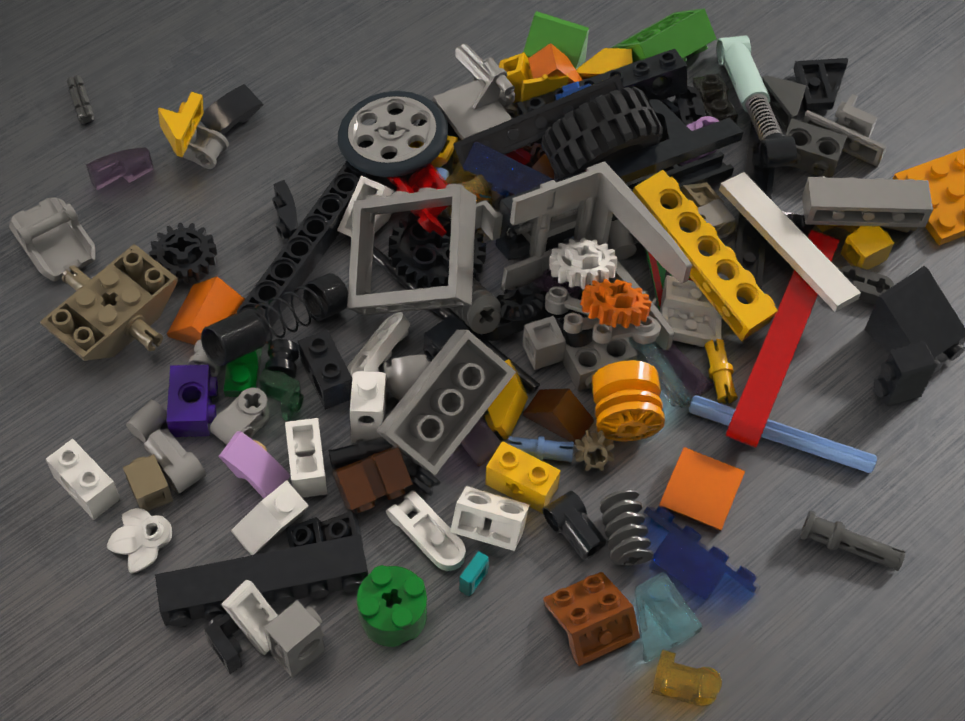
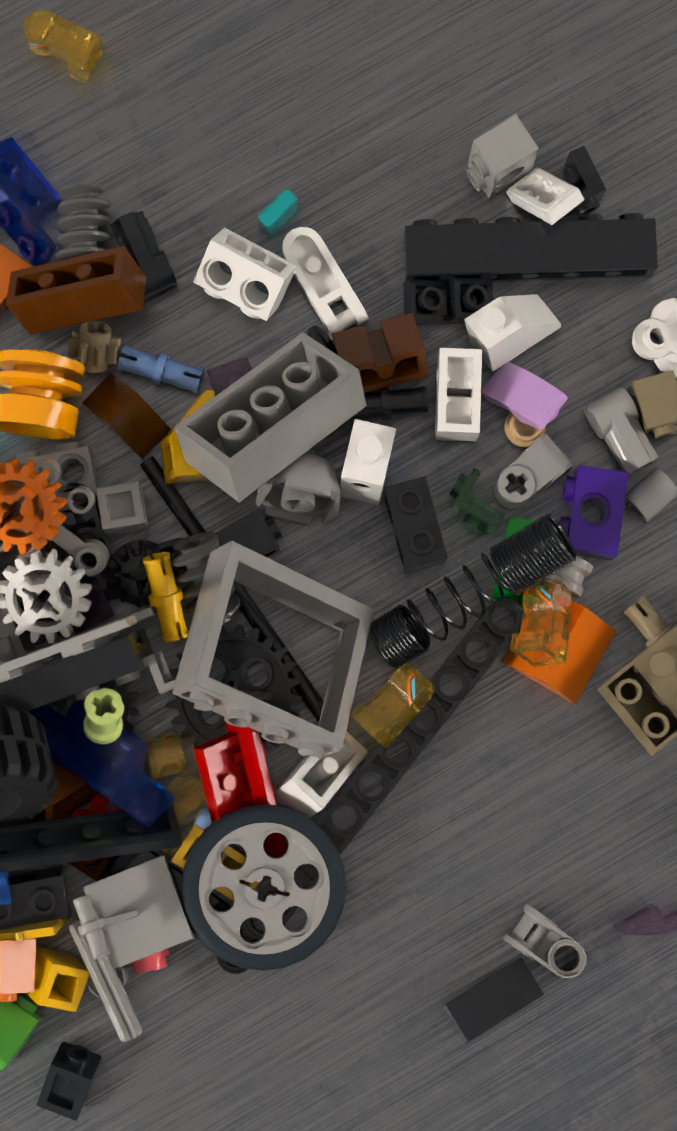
camera: 170 degrees left, 25 degrees up
(181, 126) = (575, 941): yellow slope -> none
(185, 251) = (584, 770): black gear -> none
(219, 300) = (544, 625): none -> clear yellow leg
(283, 356) = (467, 551): black wheel -> none
(285, 209) = (433, 777): black slope -> none
(323, 241) = (394, 704): none -> clear yellow leg
(380, 345) = (343, 544): white plate -> none
(393, 587) = (379, 164): green brick -> none
(495, 39) = (68, 1080): none -> black bracket
(498, 284) = (165, 596): none -> yellow pin
(515, 175) = (103, 716): none -> yellowish green bush
(522, 477) = (192, 325): yellow brick -> none
(594, 617) = (151, 143): dark orange bracket -> none
(617, 473) = (76, 290): none -> reddish brown brick
(663, 616) = (66, 129): clear light blue wing -> none

